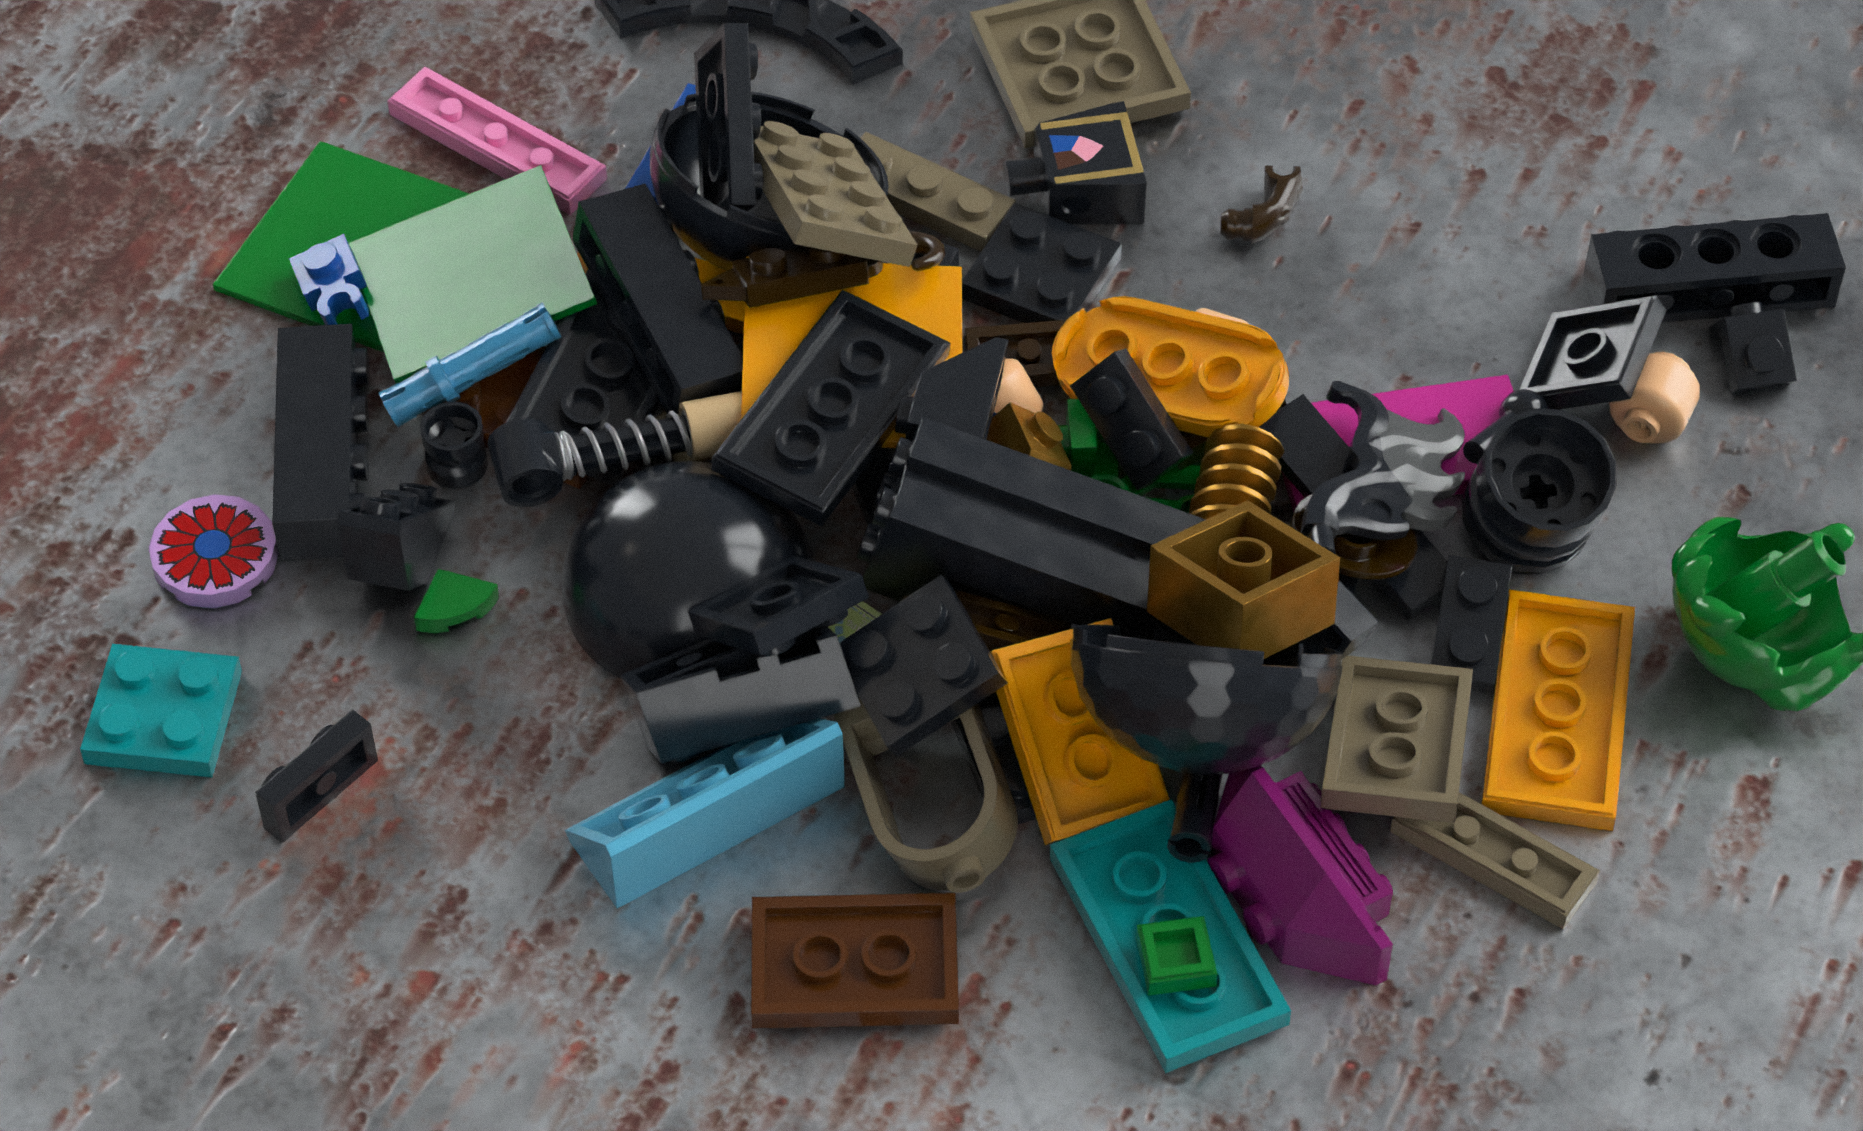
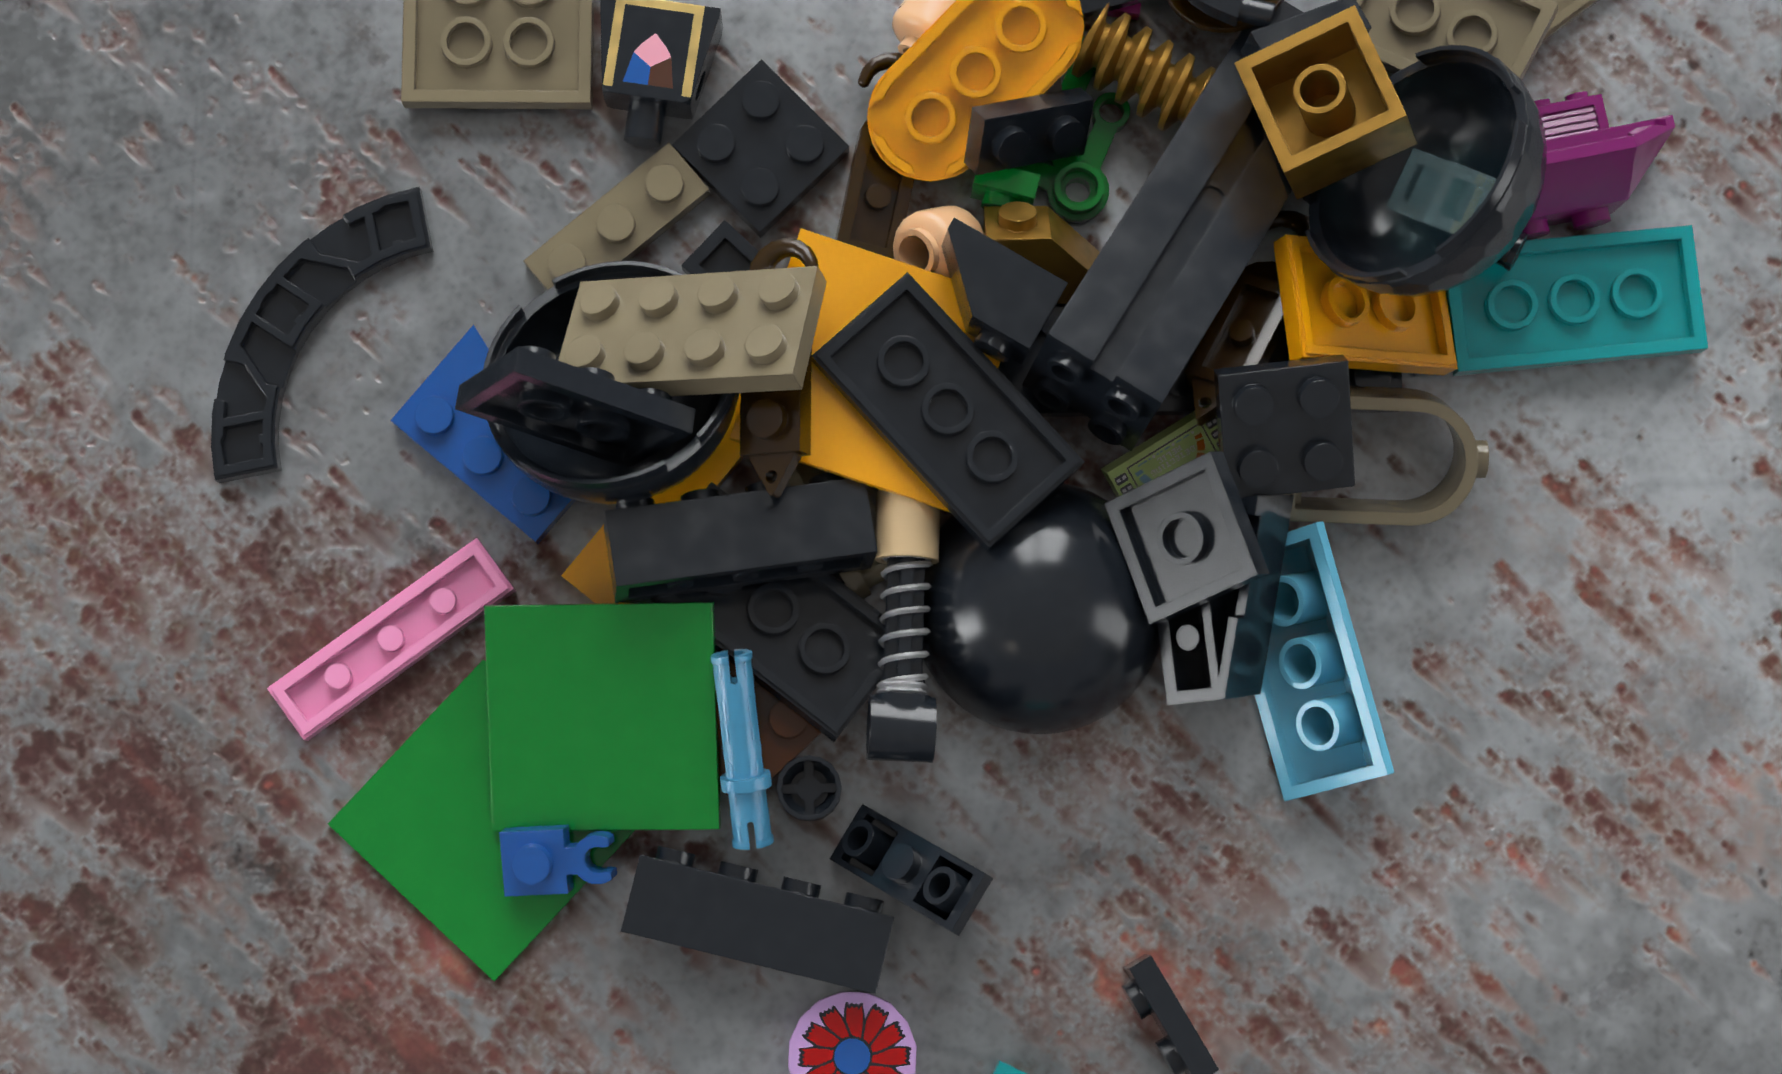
camera: 80 degrees left, 30 degrees up
(454, 600) = (991, 836): green tile -> none
(854, 960) = (1517, 583): reddish brown plate -> none
(1176, 955) = (1617, 303): green tile -> none

